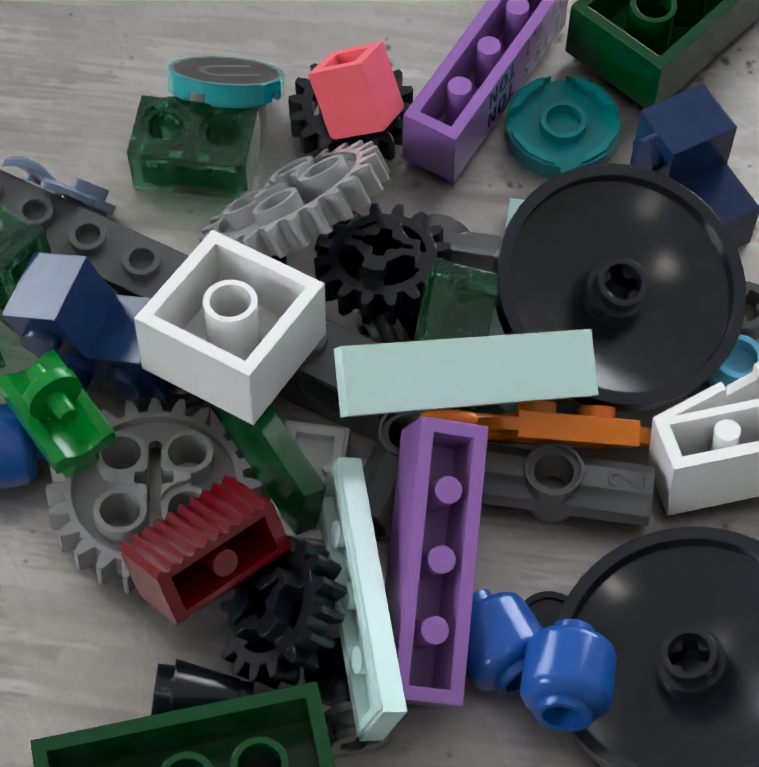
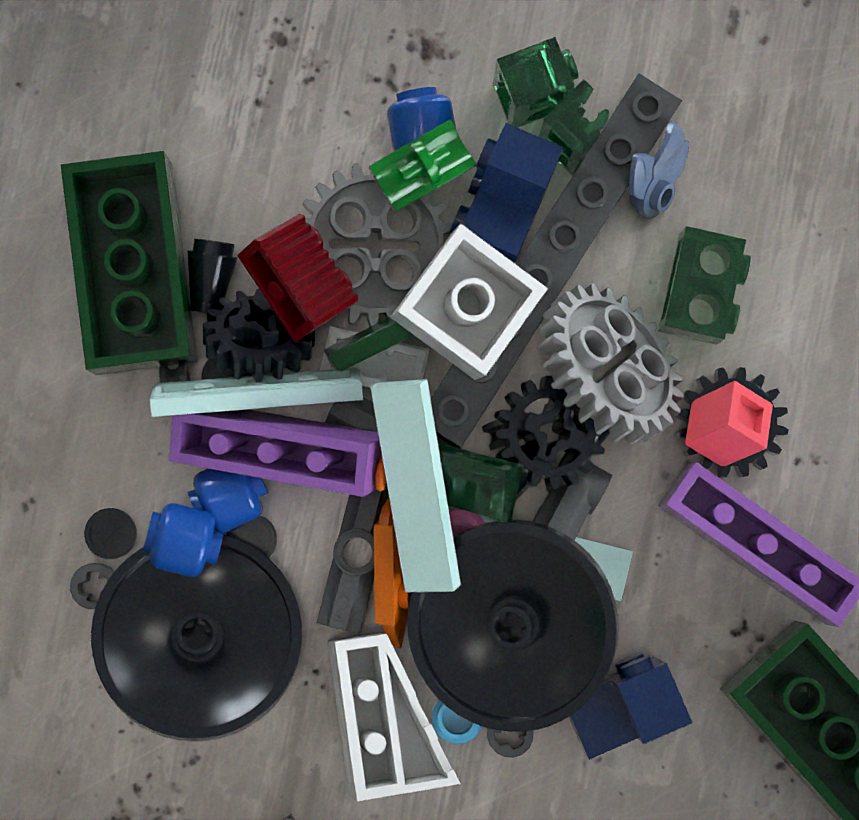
camera: 90 degrees right, 25 degrees up
(226, 81) = (764, 313): tile -> none
(561, 125) = (711, 607): teal tile -> none

